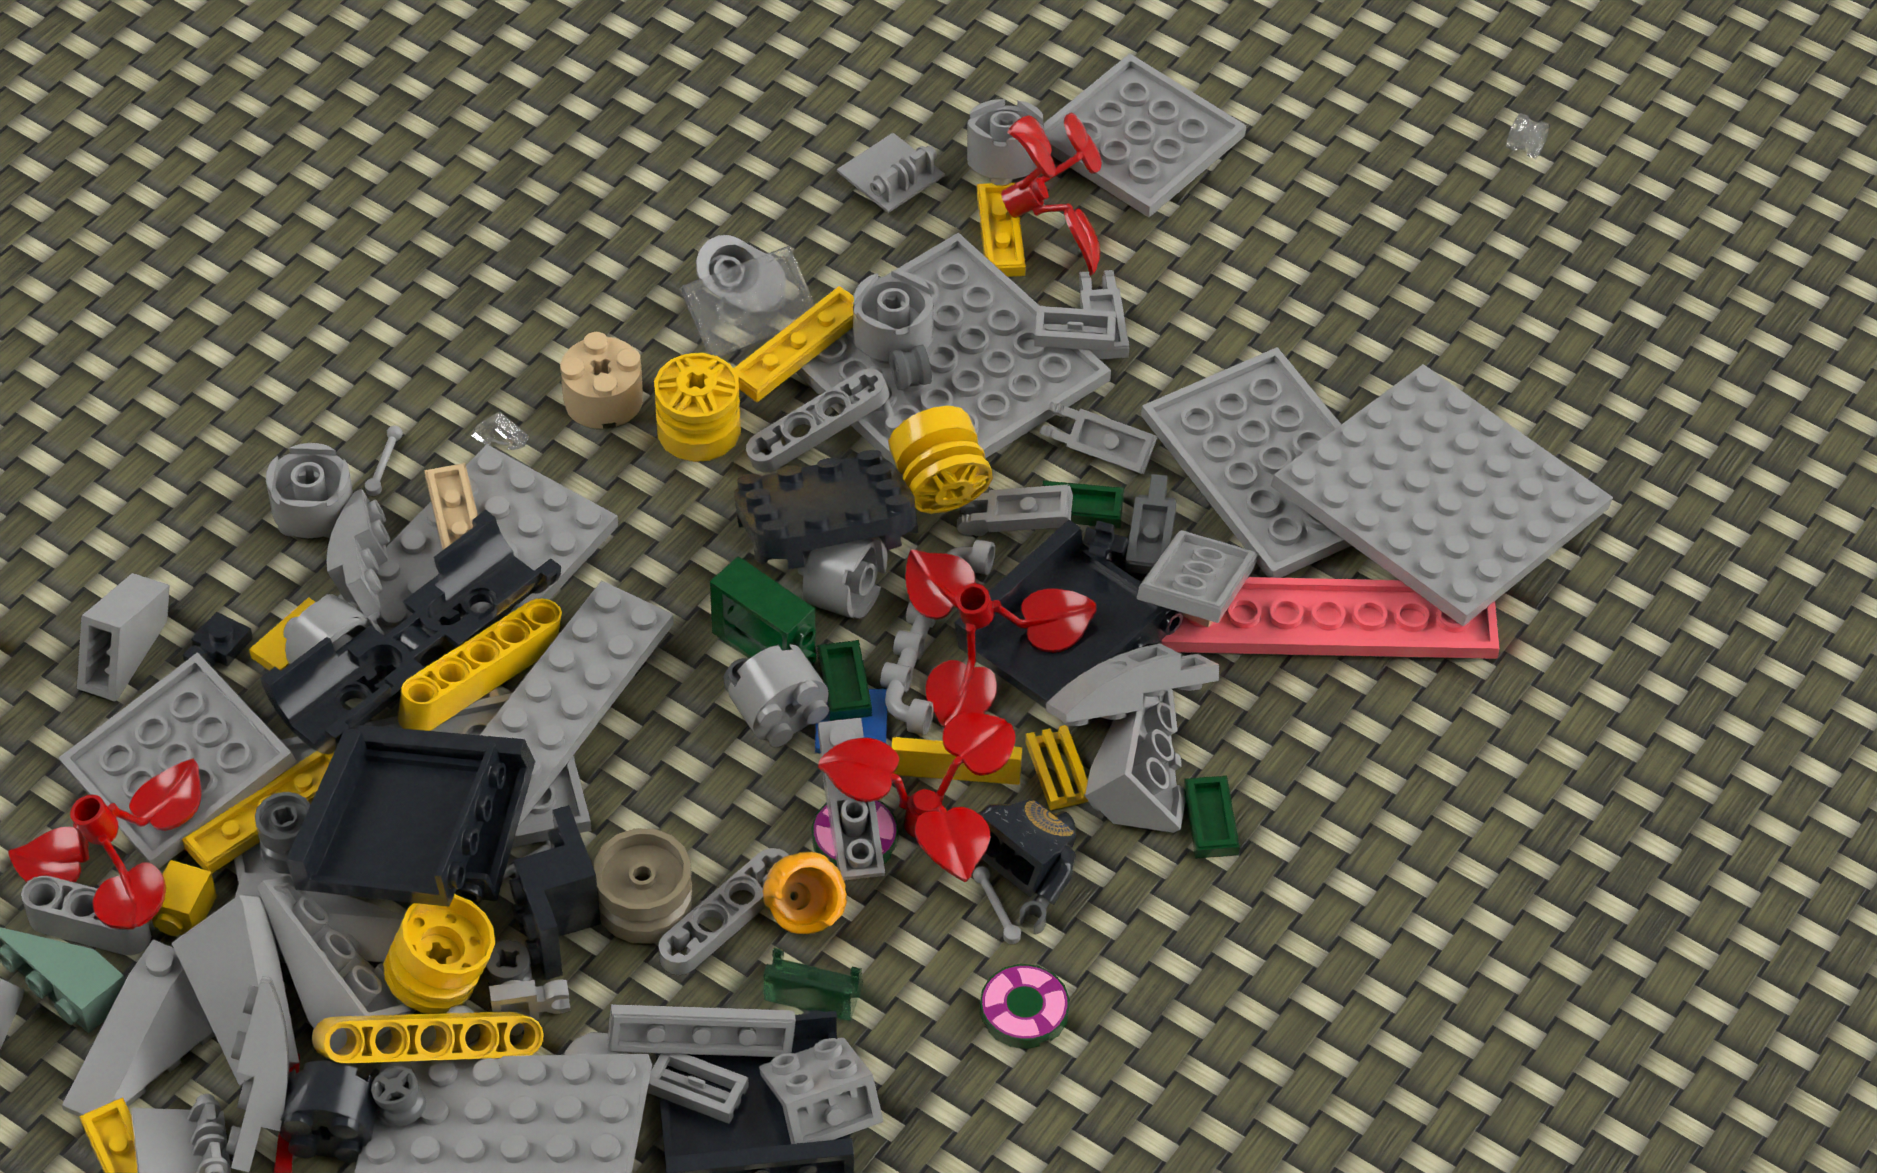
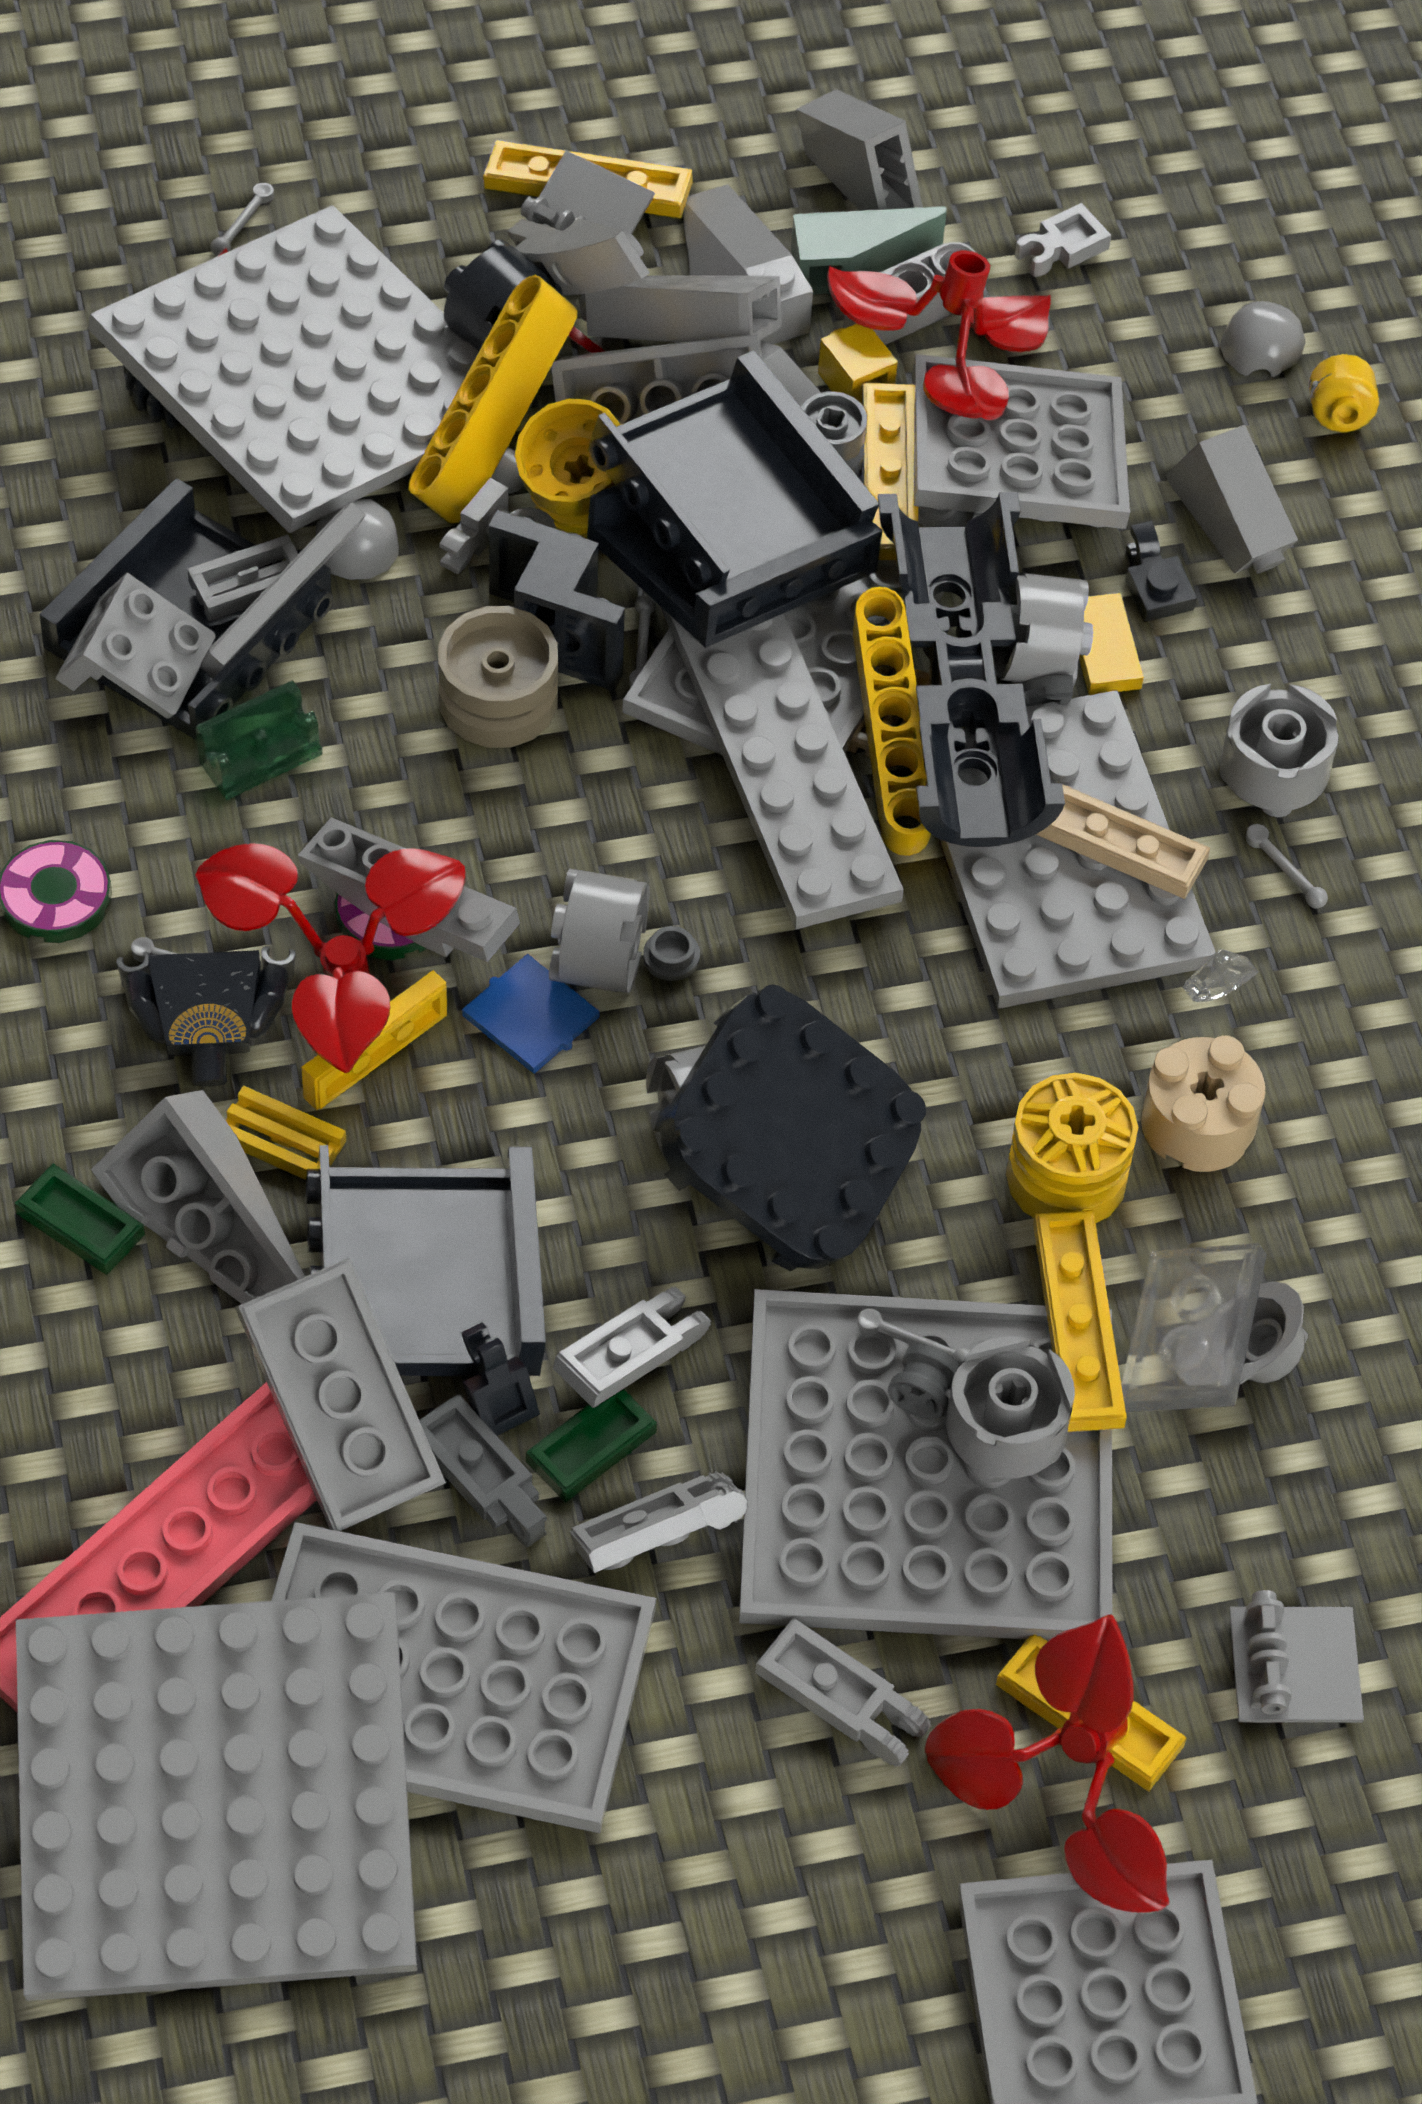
camera: 130 degrees right, 5 degrees up
(357, 550) = (1153, 721): light grey slope -> none
(398, 1096) = (455, 343): dark grey wheel -> none
(721, 907) = (416, 746): light grey beam -> none
(759, 613) = (697, 960): dark green window -> none
(814, 415) = (946, 1255): light grey beam -> none
(817, 889) = (358, 794): light orange piece -> none
(846, 680) = (578, 1030): dark green tile -> none
(911, 646) = (565, 1127): light grey bar -> none
(940, 459) = (741, 1270): yellow wheel -> none
(940, 582) = (459, 1123): red plant -> none
(991, 148) = (1236, 1807): light grey brick -> none
(1077, 331) = (798, 1648): light grey tile -> none
(1122, 681) = (271, 1209): light grey slope -> none

